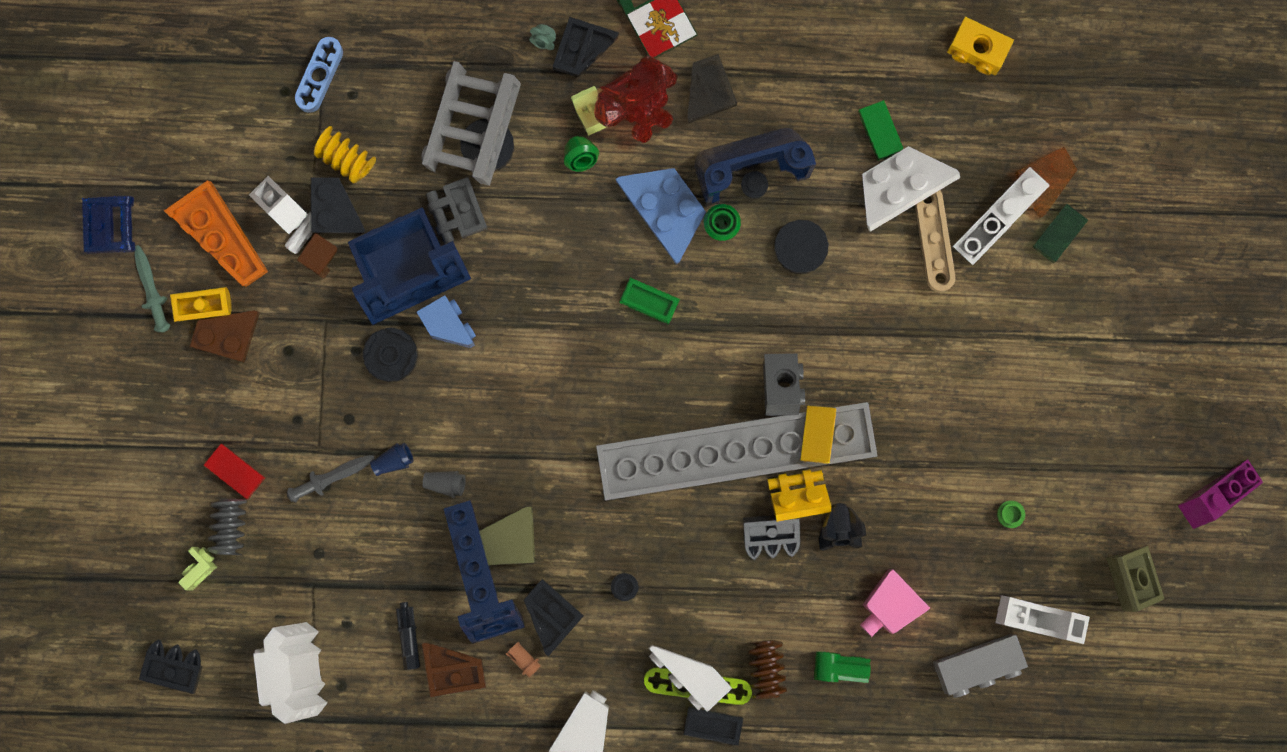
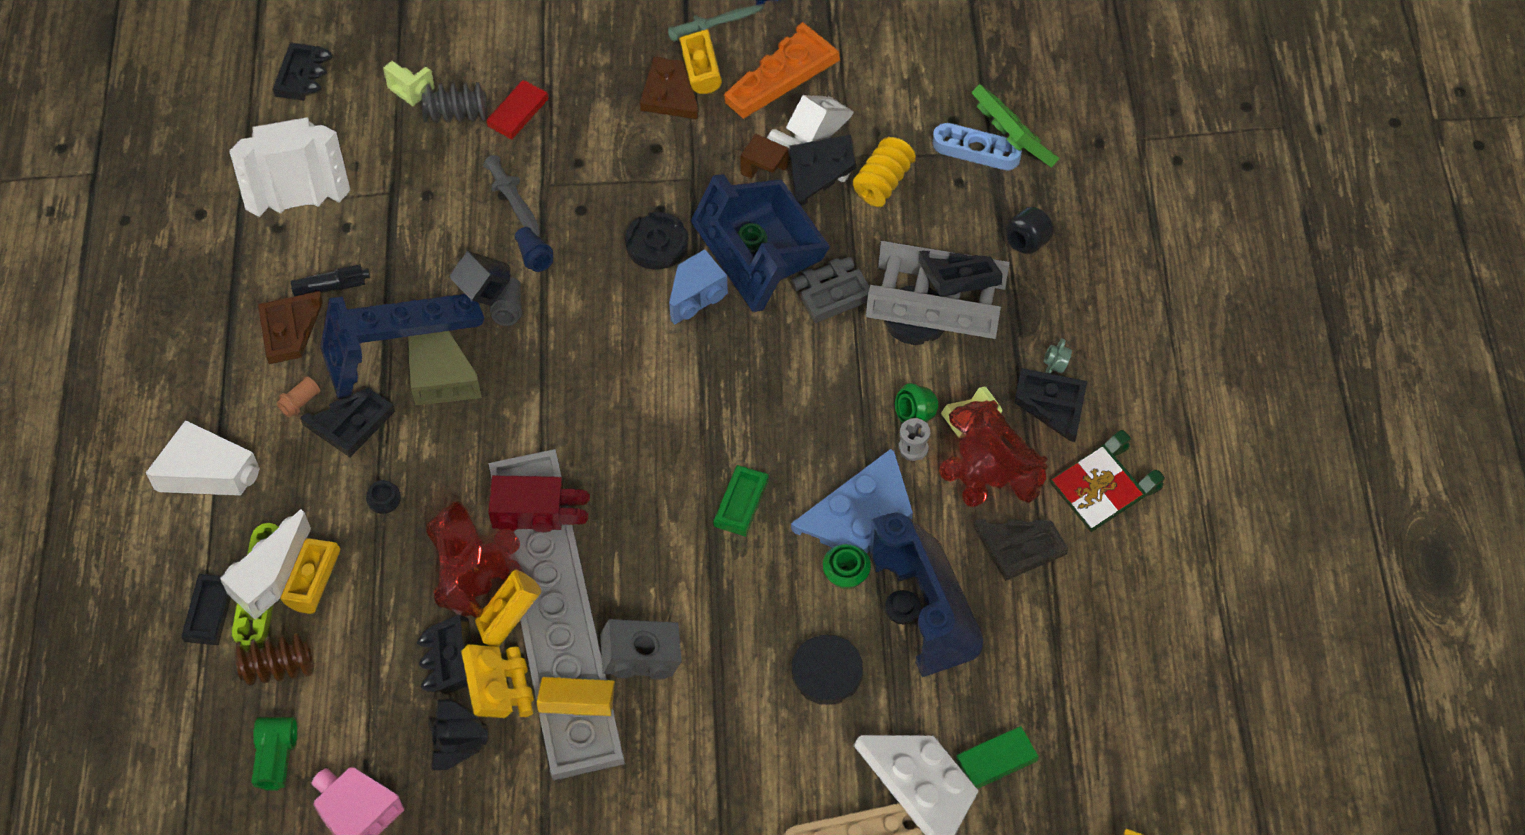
camera: 90 degrees right, 25 degrees down
(313, 37) = (1009, 123): none -> bright green wing
(396, 267) = (753, 232): none -> dark green plate
(416, 41) = (1029, 230): none -> black head
(433, 499) = (481, 277): none -> black slope
(464, 103) = (960, 272): none -> black wing
(609, 151) = (910, 437): none -> light grey bush
(653, 463) = (534, 503): none -> dark red hinge
(693, 643) = (310, 575): none -> yellow brick
(699, 514) = (466, 561): none -> clear red piece
(742, 485) = (507, 608): none -> yellow brick

